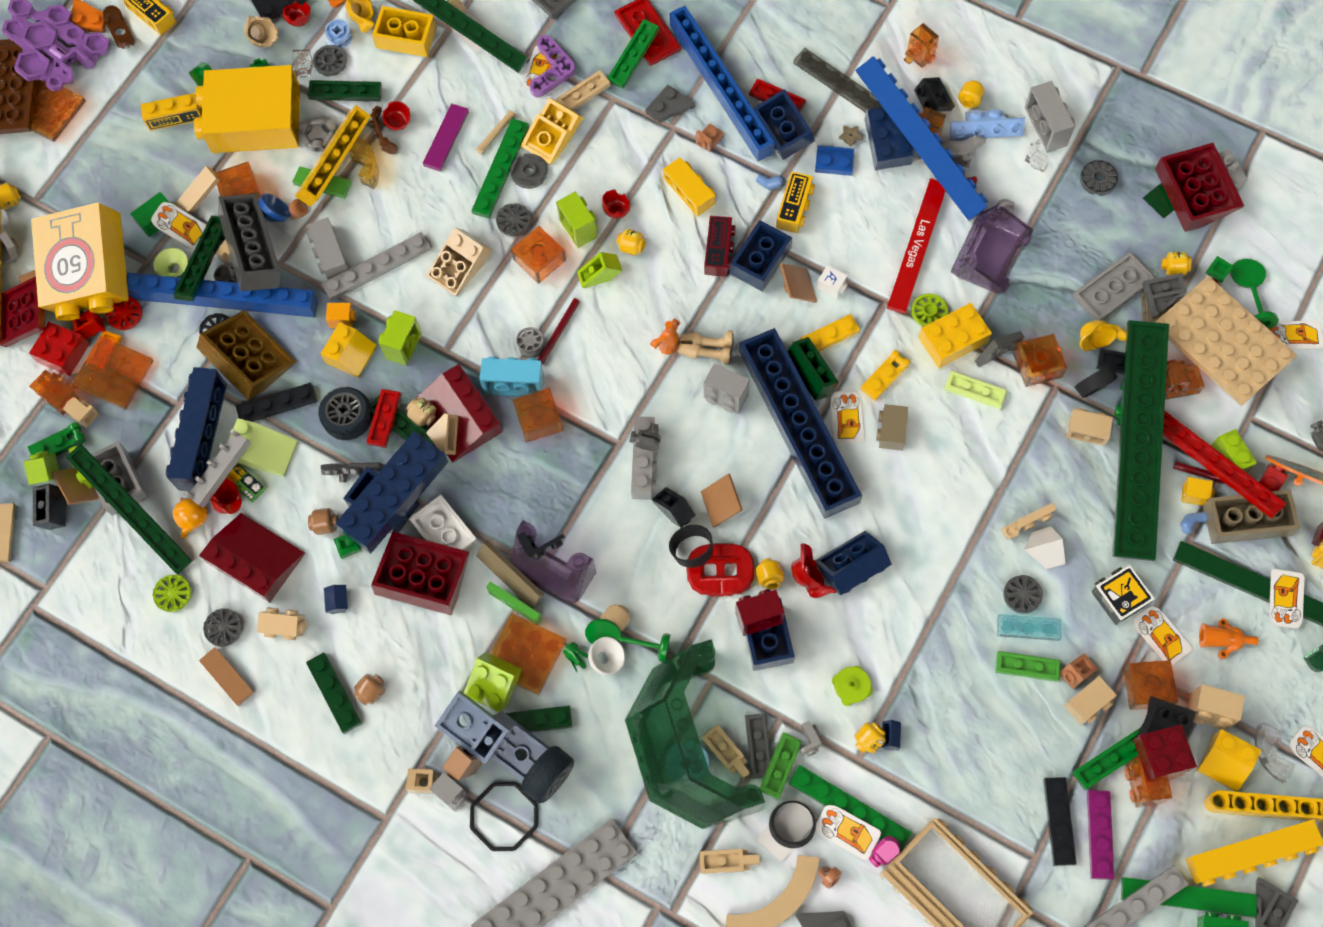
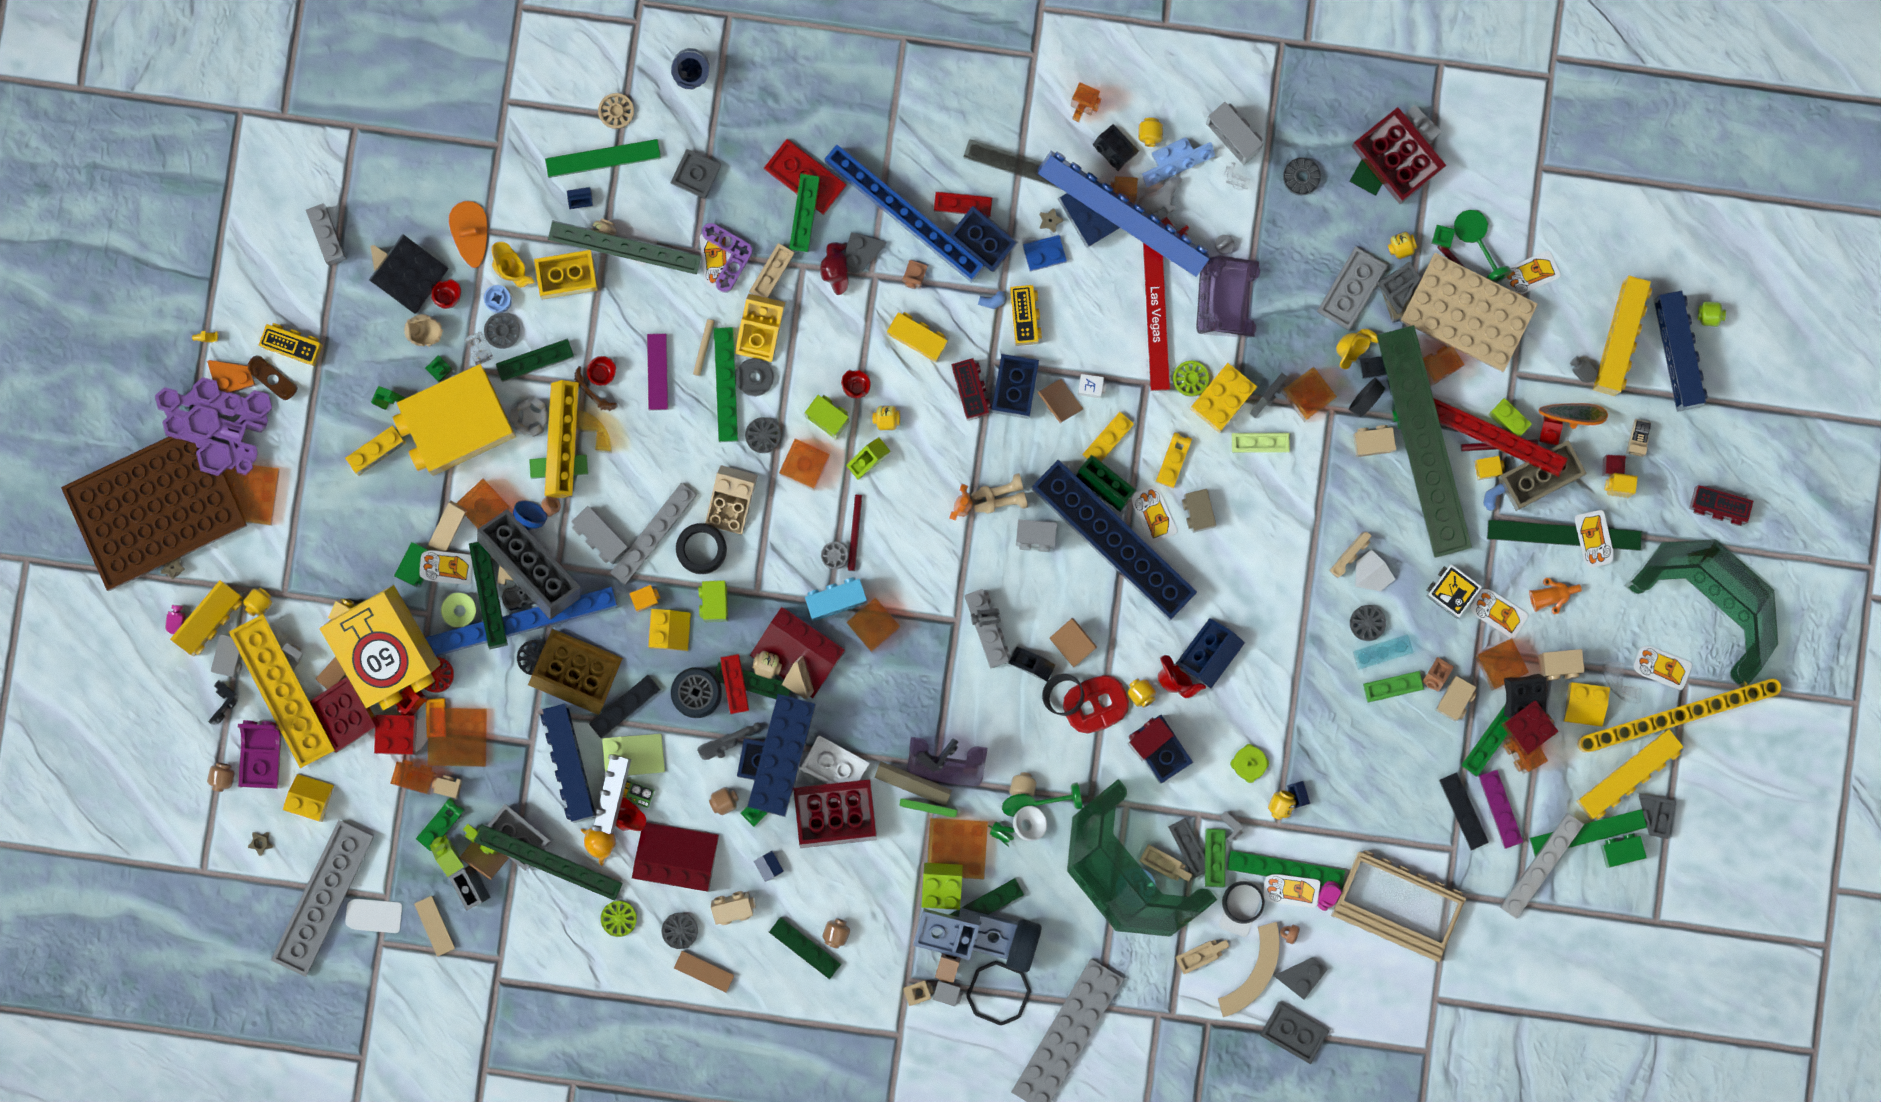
camera: 25 degrees left, 15 degrees up
(403, 276) = (701, 528): none -> black tyre
(639, 104) = (834, 268): none -> dark red hair

